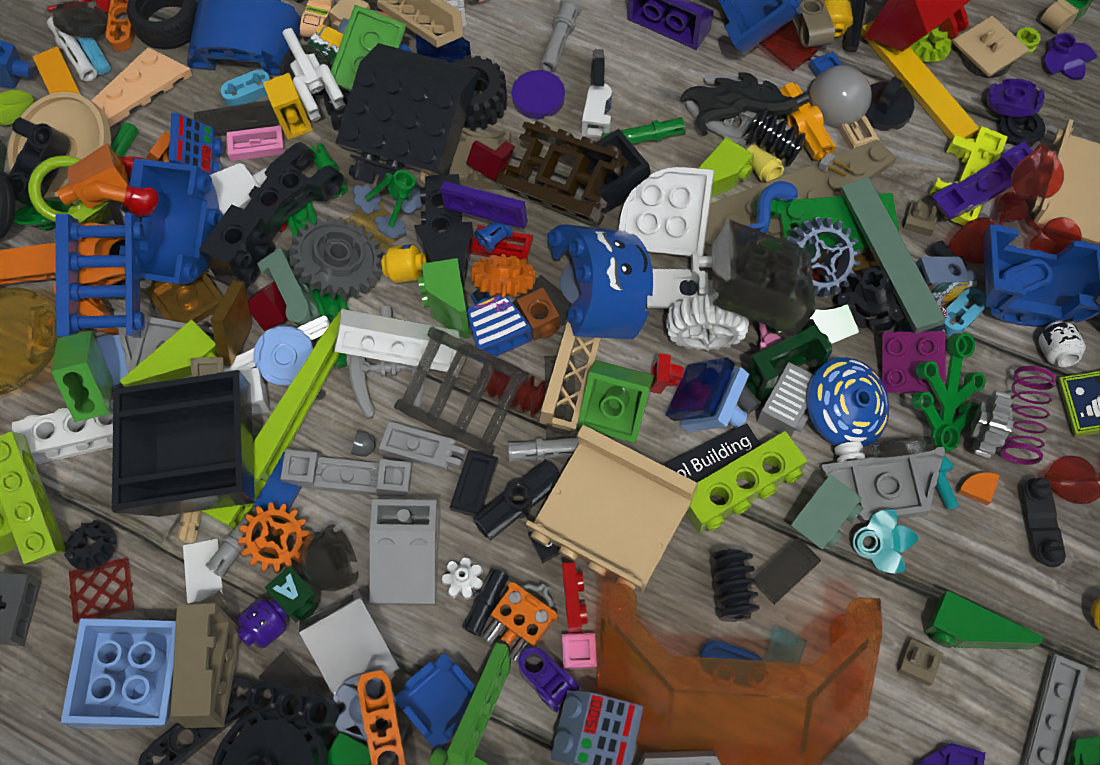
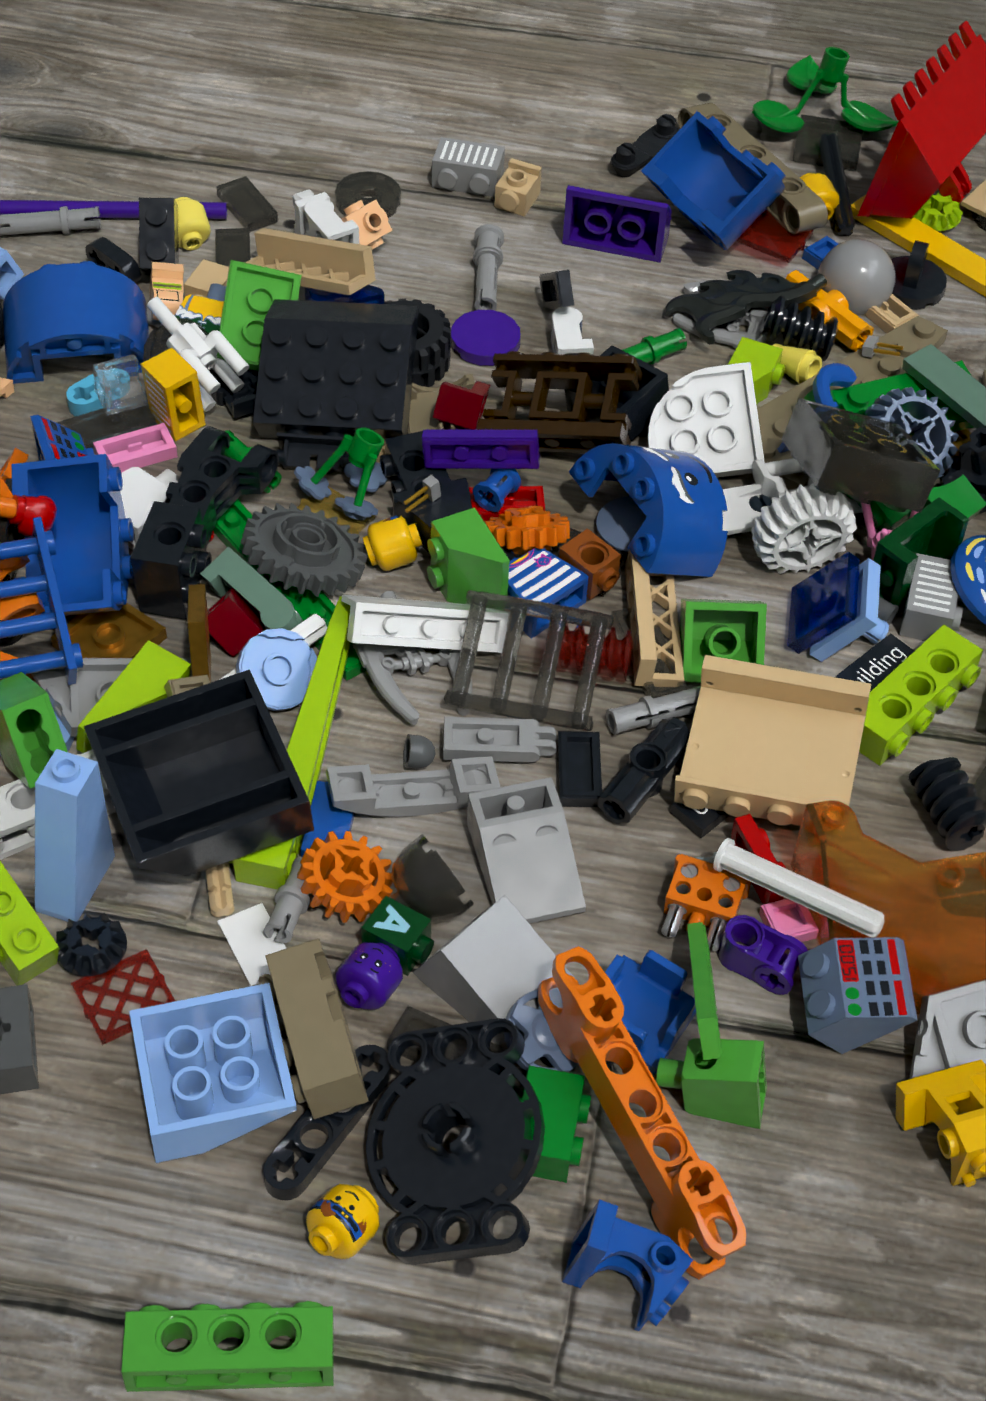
camera: 20 degrees left, 15 degrees down
(81, 469) = (70, 835): none -> light blue slope
(251, 90) = (119, 385): none -> clear panel
(438, 226) = (431, 491): none -> piece
(463, 584) = (608, 875): white plant -> none
(485, 602) = (649, 892): black pin -> none
(580, 643) = (798, 889): none -> white axle
(665, 373) = (773, 594): red tile -> none

